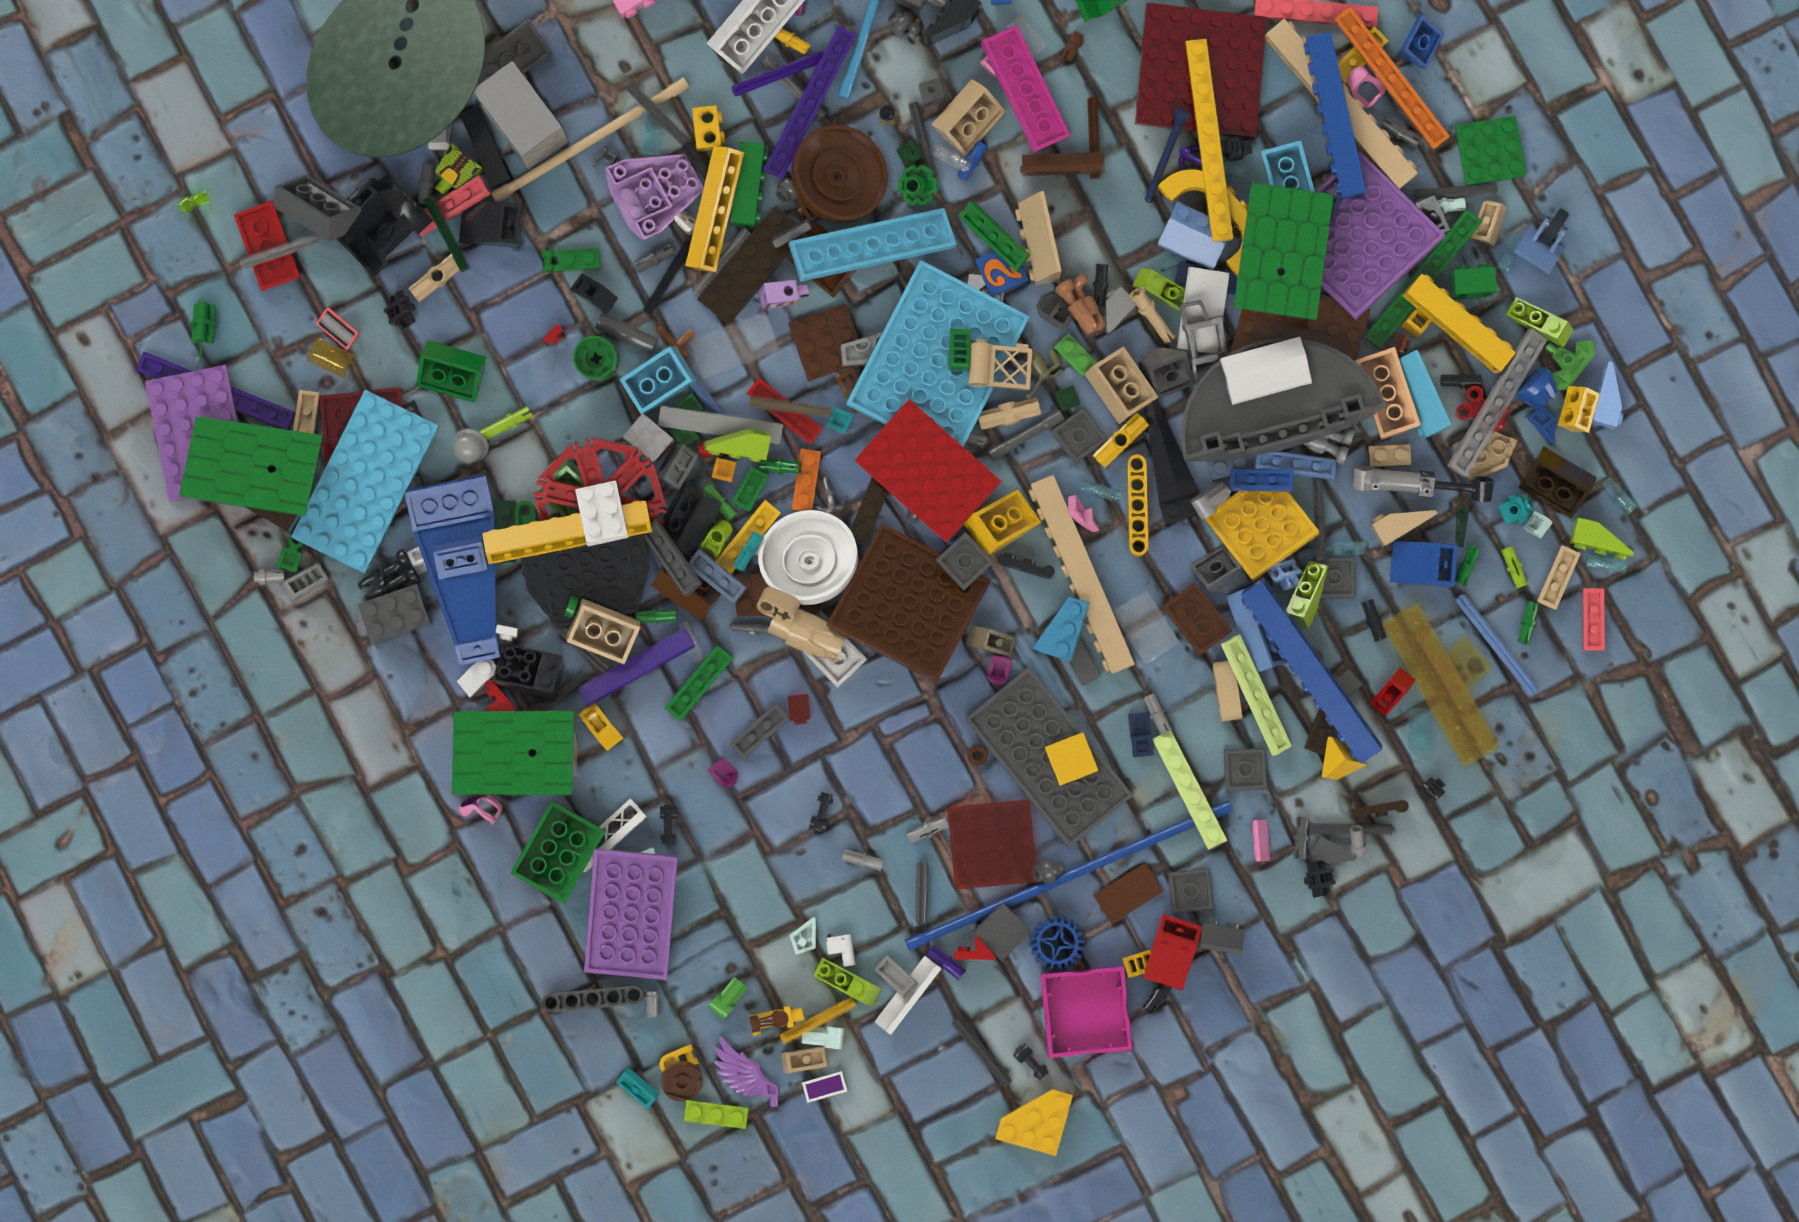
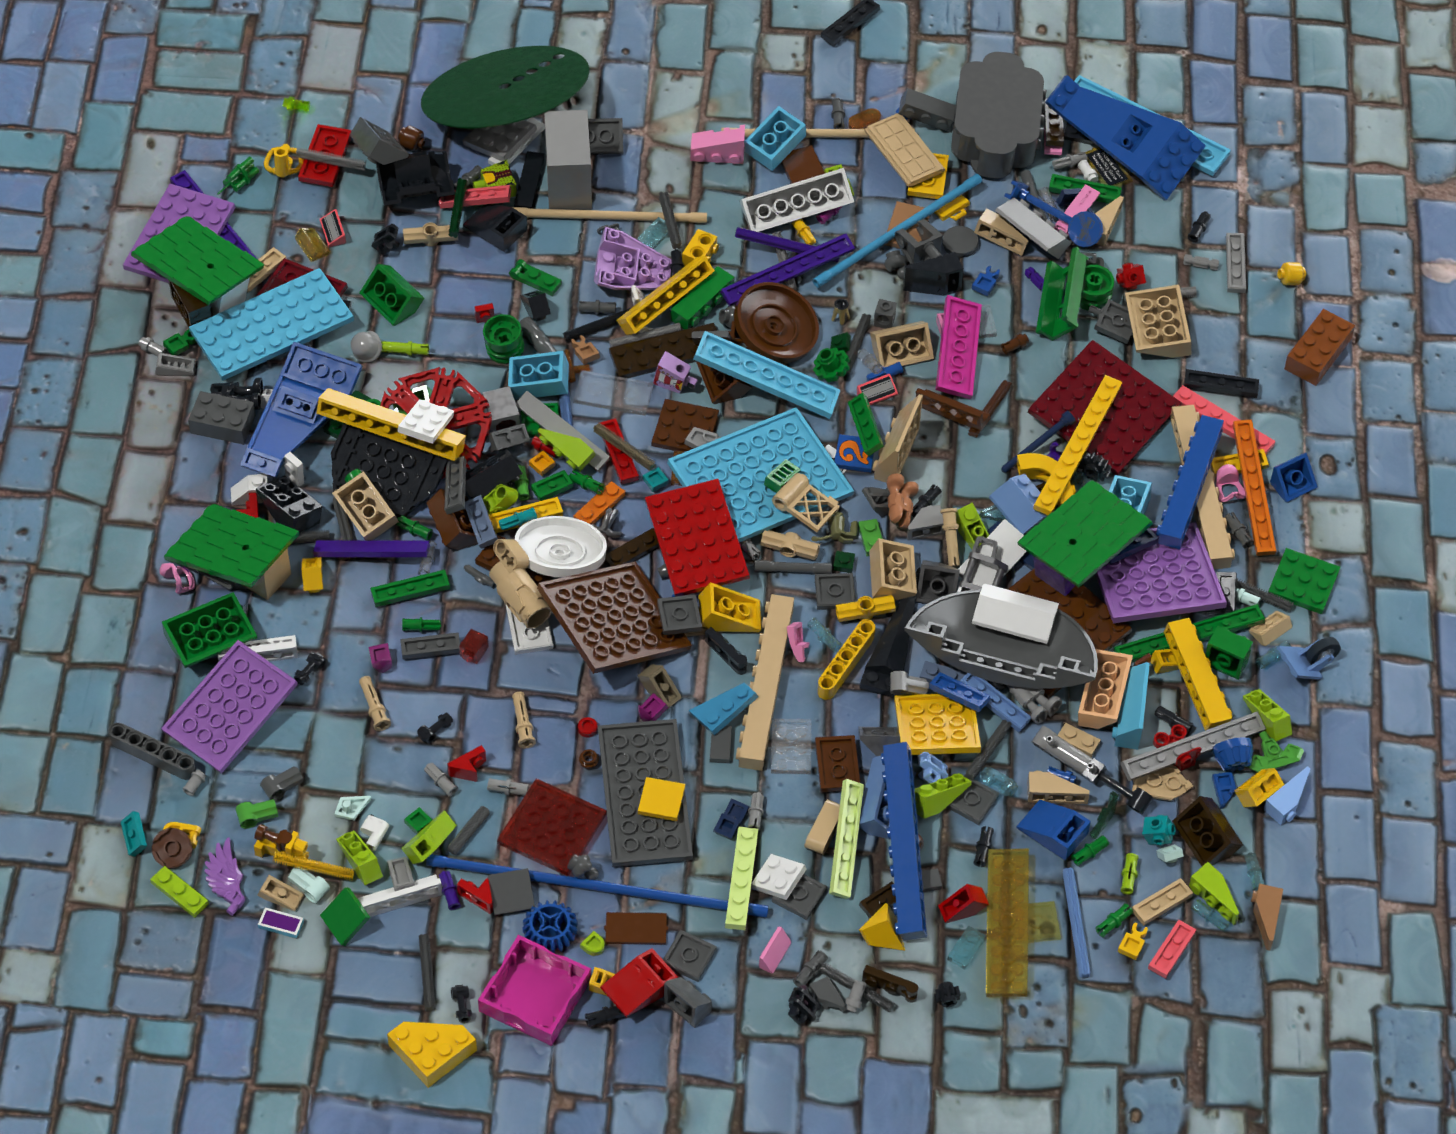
camera: 30 degrees right, 30 degrees down
(236, 286) = (282, 161): none -> yellow piece
(337, 172) = (411, 138): none -> reddish brown head
(678, 317) = (585, 351): none -> medium nougat plate
(727, 958) = (276, 786): none -> dark grey piece
(735, 714) = (420, 624): none -> green axle
(759, 828) = (376, 710): none -> tan pin
(873, 914) = (417, 820): none -> green plate
(876, 837) = (465, 765): none -> red slope
(879, 1049) = (345, 916): none -> green tile
(897, 927) = (429, 838): none -> lime slope
(900, 761) = (524, 727): none -> tan pin
(953, 722) = (587, 727): none -> red tile
(978, 184) = (878, 389): none -> slope
(1102, 932) = (593, 944): none -> lime tile
(1219, 767) = (778, 876): none -> white plate
(1403, 504) = (1068, 775): none -> blue animal
(1557, 637) = (1133, 943): none -> yellow plate
(1652, 529) = (1266, 911): none -> medium nougat slope

